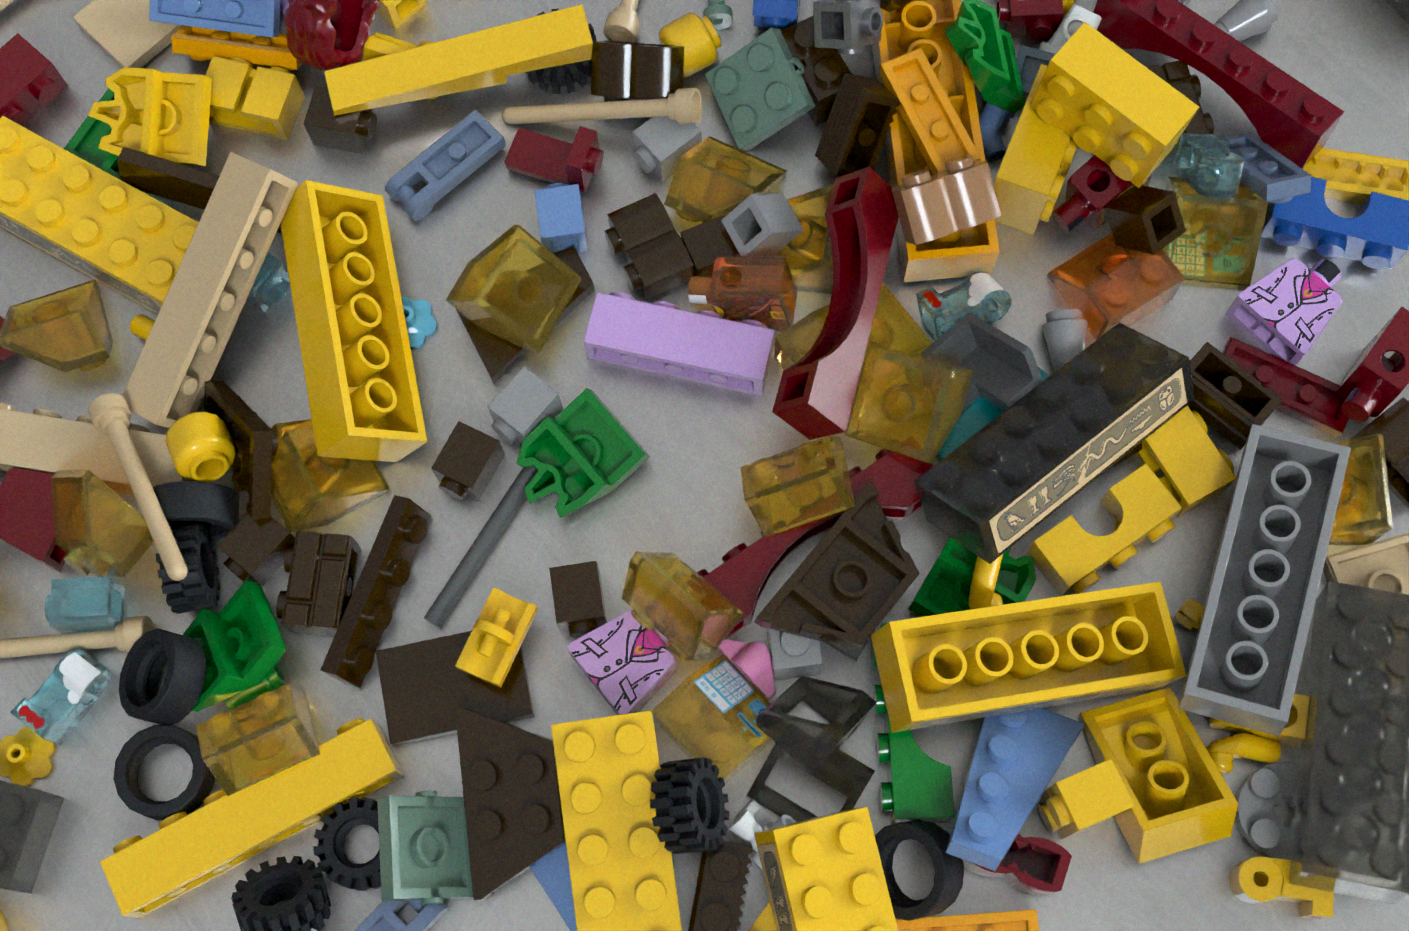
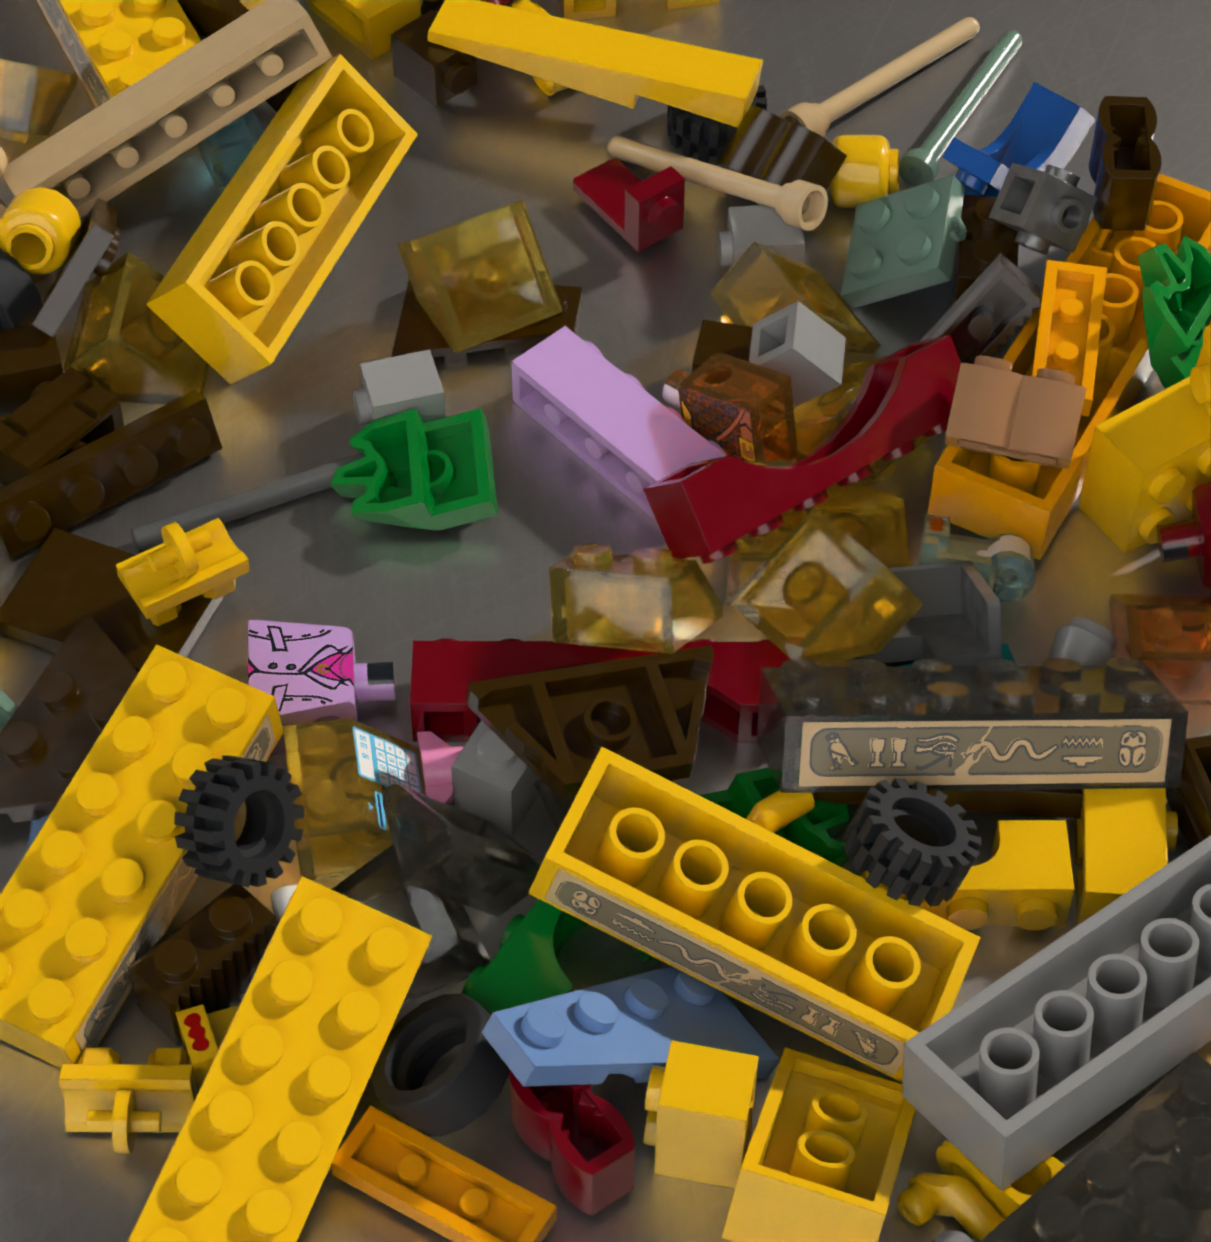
camera: 30 degrees right, 20 degrees down
(419, 321) = (357, 272): medium azure plant -> none
(445, 164) = (508, 151): sand blue plate -> none
(467, 462) = (299, 413): dark brown brick -> none
(561, 218) = (589, 253): medium blue brick -> none
(578, 598) = (307, 588): dark brown brick -> none
(650, 247) = (662, 324): dark brown brick -> none
(678, 604) = (395, 630): clear yellow slope -> none
(1084, 568) = (912, 842): none -> black tyre

